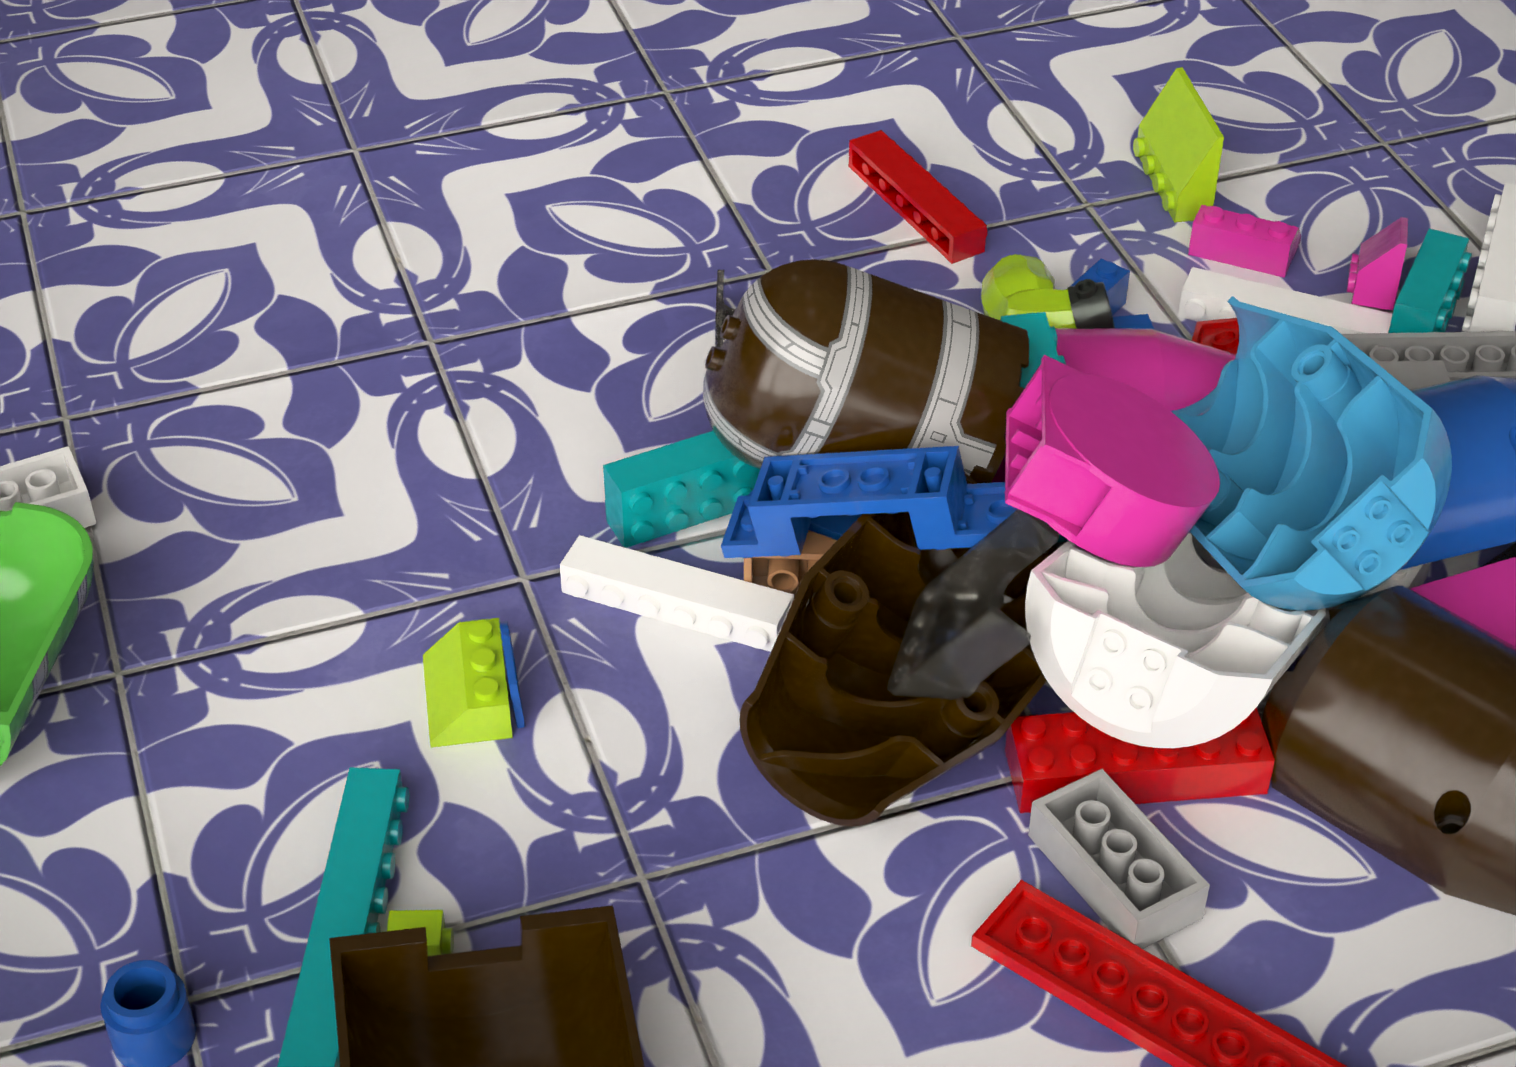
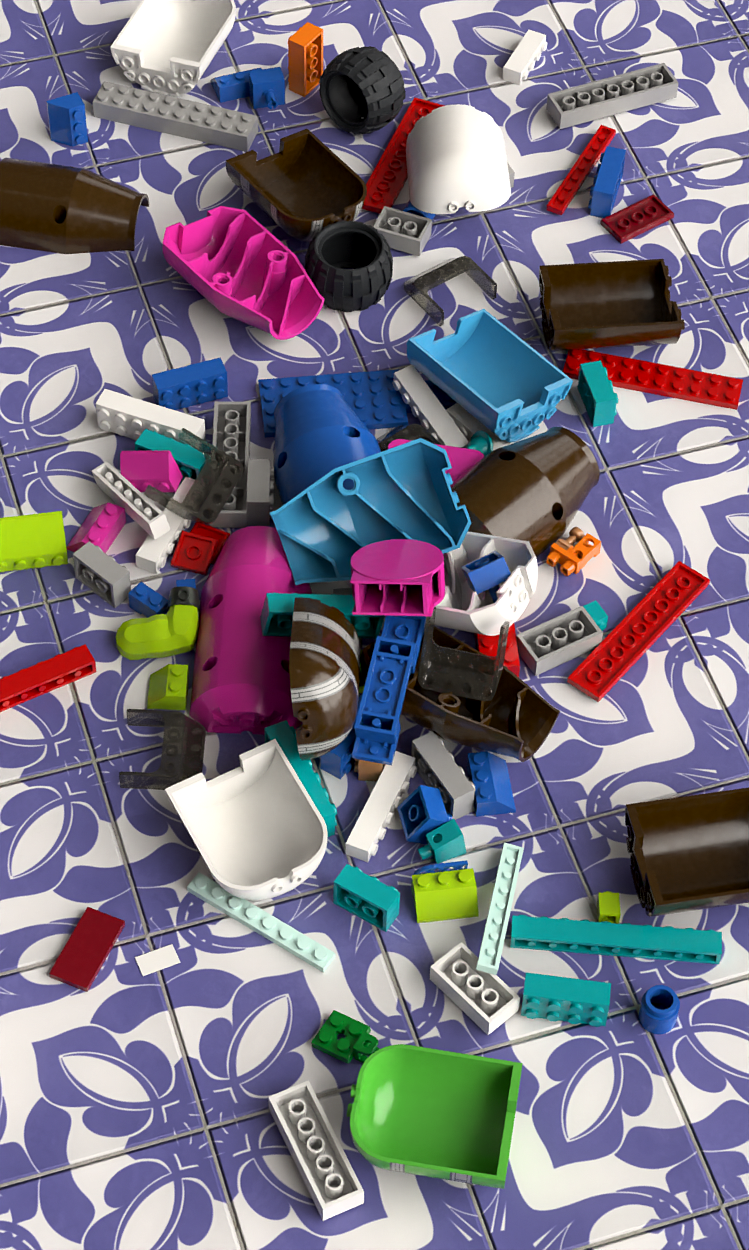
camera: 90 degrees left, 10 degrees up
(185, 559) = (357, 1041): none -> green plate
(190, 851) = (566, 999): none -> teal brick
(247, 719) = (475, 992): none -> white brick
(382, 354) = (157, 960): none -> white sticker
(407, 279) = (87, 949): none -> dark red tile
(416, 746) = (499, 909): none -> light aqua plate
(436, 462) = (261, 922): none -> light aqua plate
(457, 564) = (366, 897): none -> teal brick
(575, 388) = (253, 824): none -> white cylinder
(580, 663) = (444, 843): none -> teal torso
(639, 636) = (422, 813): none -> blue brick
(710, 755) = (491, 783): none -> blue slope
(715, 668) = (440, 771): none -> light grey brick
(1142, 229) = (102, 574): none -> light grey brick
(1178, 618) = (487, 573): none -> blue brick
(1204, 933) = (597, 614): none -> teal brick
(1301, 247) = (131, 499): none -> white brick
(1363, 320) = (211, 486): none -> clear smoke windscreen
(1391, 900) = (573, 557): none -> orange hips

